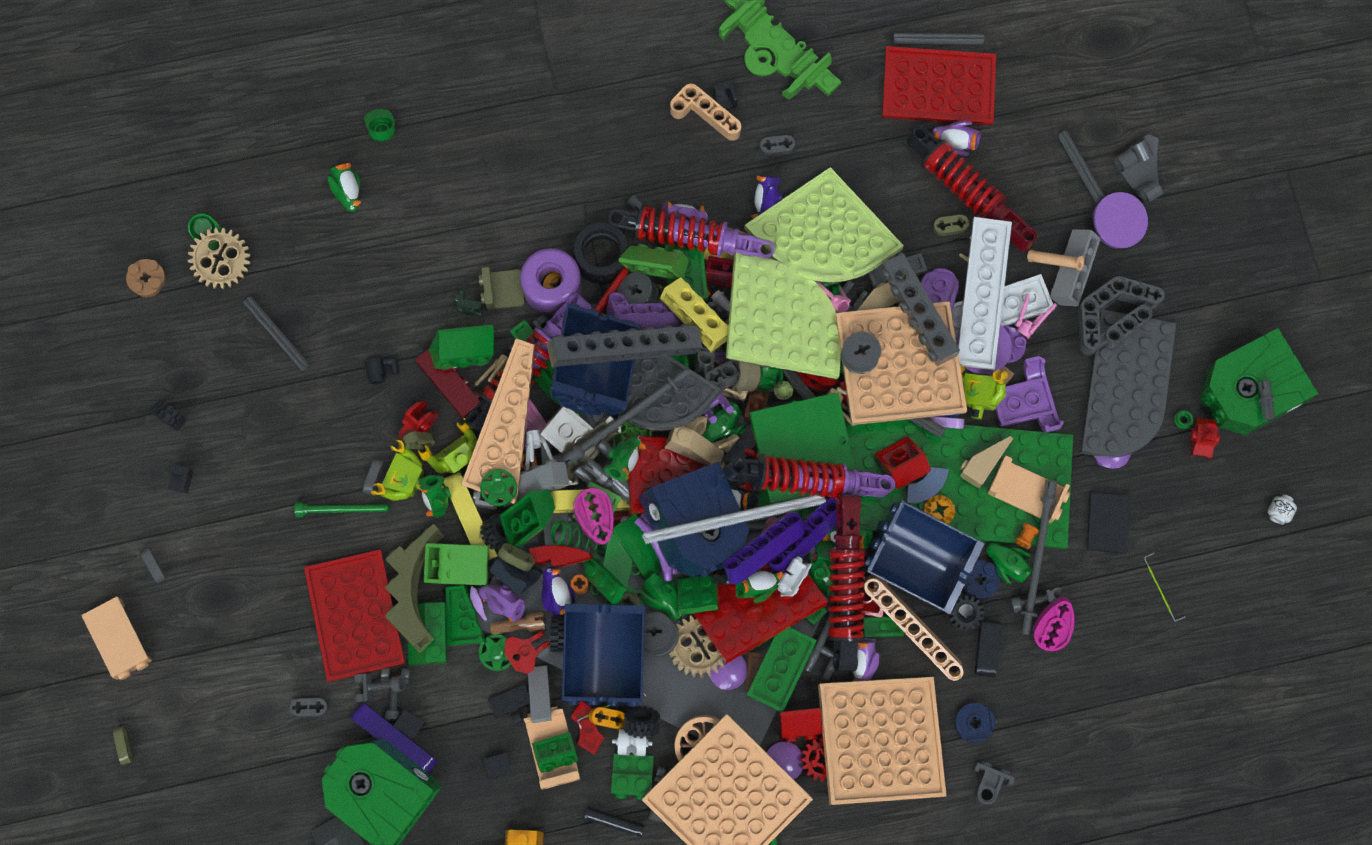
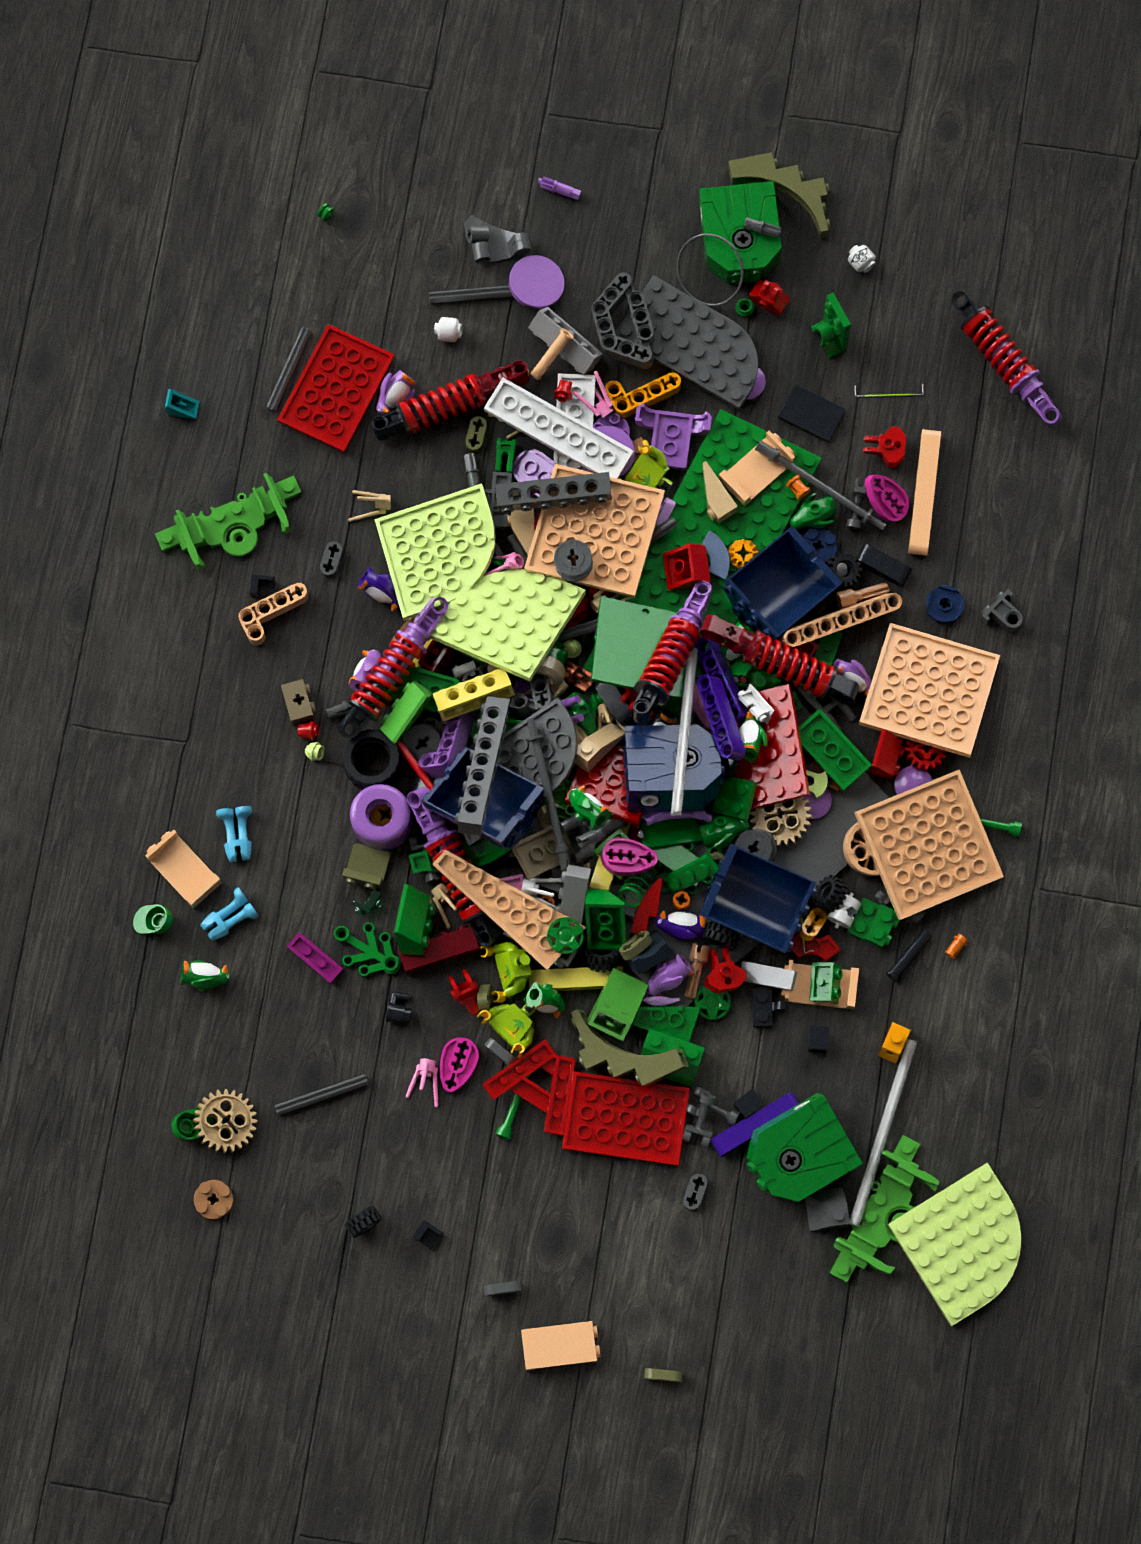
camera: 60 degrees left, 0 degrees up
(333, 415) = (425, 1069): none -> bright pink plant
(353, 452) = (448, 1057): none -> dark pink piece
(353, 497) = (554, 1103): none -> red plate
(398, 187) = (223, 926): none -> medium azure piece
(399, 277) = (315, 958): none -> magenta plate
(424, 323) = (370, 951): none -> green plant
(438, 132) = (182, 868): none -> light nougat panel
(475, 165) = (227, 816): none -> medium azure piece
(591, 201) = (315, 751): none -> yellowish green plate
(608, 188) = (308, 730): none -> red hose
(635, 160) = (294, 691): none -> dark tan brick
(744, 670) = (820, 783): none -> yellowish green piece
(850, 166) = (382, 502): none -> tan plant
(915, 234) = (471, 469): none -> dark grey axle
(941, 629) = (850, 597): none -> medium nougat piece
(948, 256) = (504, 448): none -> green piece
(1025, 284) = (564, 391): none -> red hose
(1038, 160) = (448, 329): none -> white head
(1059, 358) = (644, 391): none -> light orange beam
(1077, 660) = (924, 492): none -> light nougat beam
(1100, 10) = (325, 212): none -> green bush
(1106, 605) = (887, 446): none -> red hinge
(1198, 506) = (833, 328): none -> green plate
(1220, 206) = (560, 188): none -> medium lavender piece
(1233, 380) = (738, 256): none -> dark grey piece
(1246, 683) = (1004, 357): none -> piece
(1327, 410) = (789, 180): none -> olive arch

